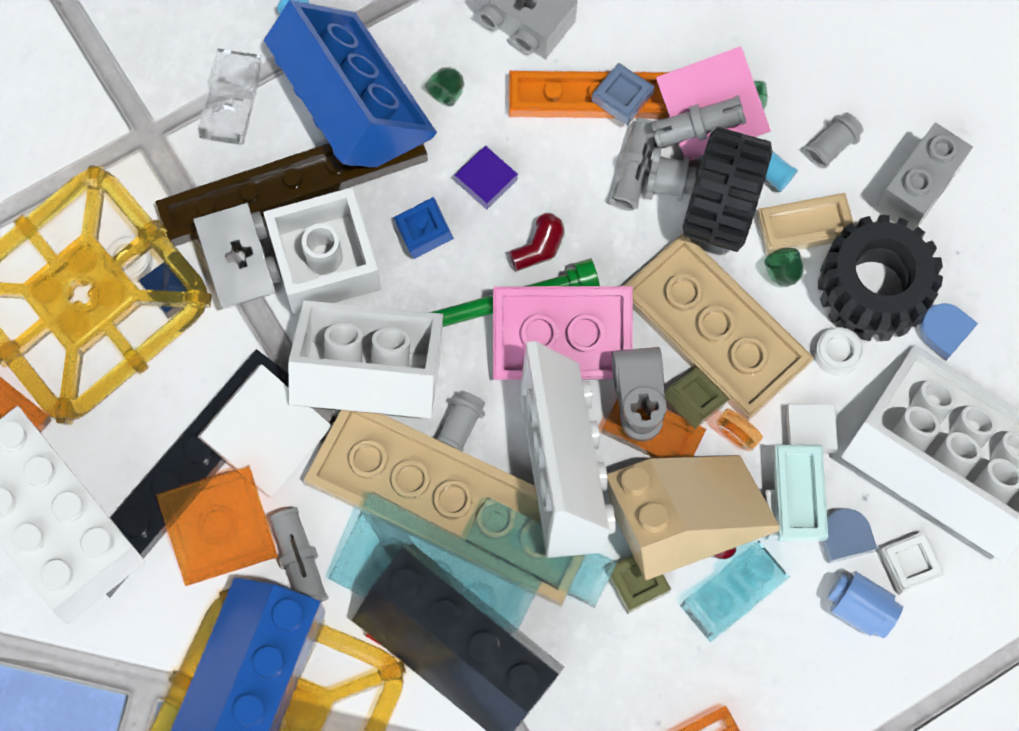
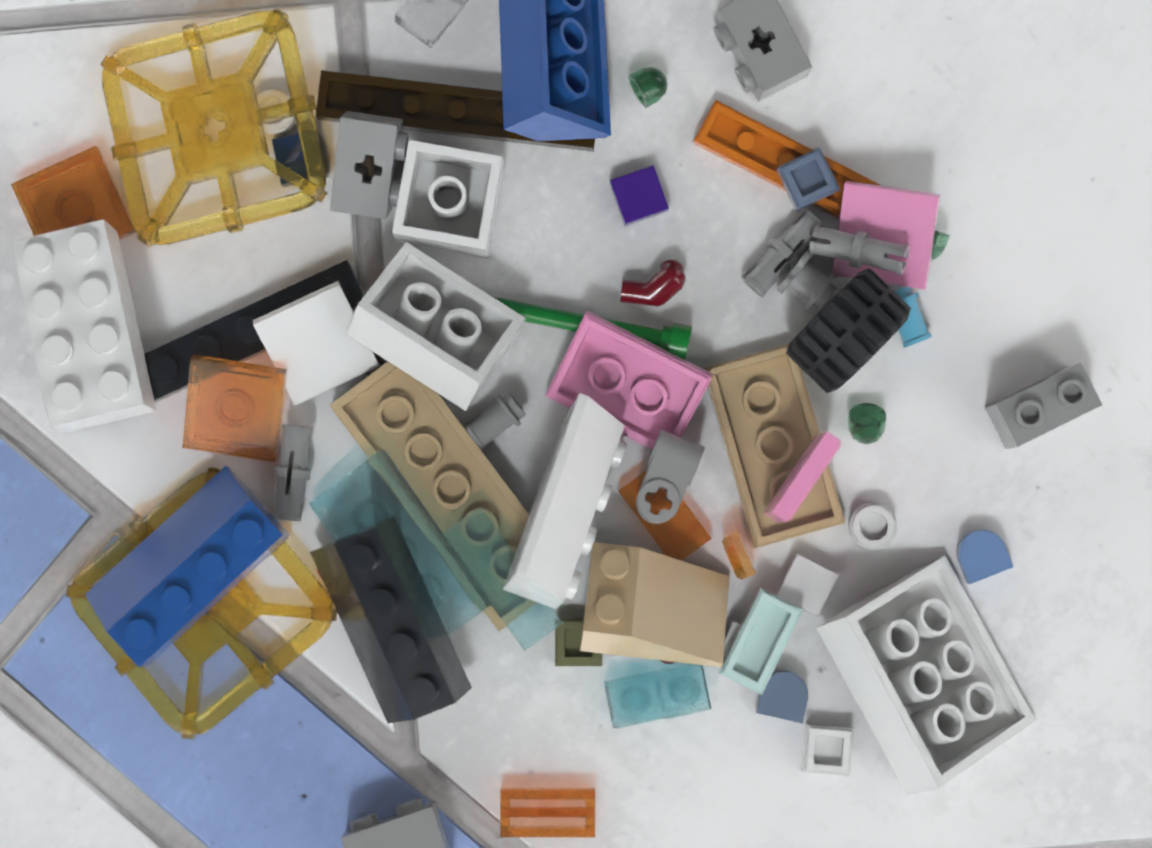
camera: 25 degrees right, 15 degrees up
(423, 227) = (555, 218): blue tile -> none
(695, 397) = (717, 505): olive tile -> none
(758, 325) = (802, 477): none -> bright pink tile
(804, 222) = (911, 390): tan tile -> none
(842, 133) = (984, 323): light grey pin -> none
(864, 604) = (762, 766): medium blue brick -> none
(903, 253) = (984, 474): black tyre -> none

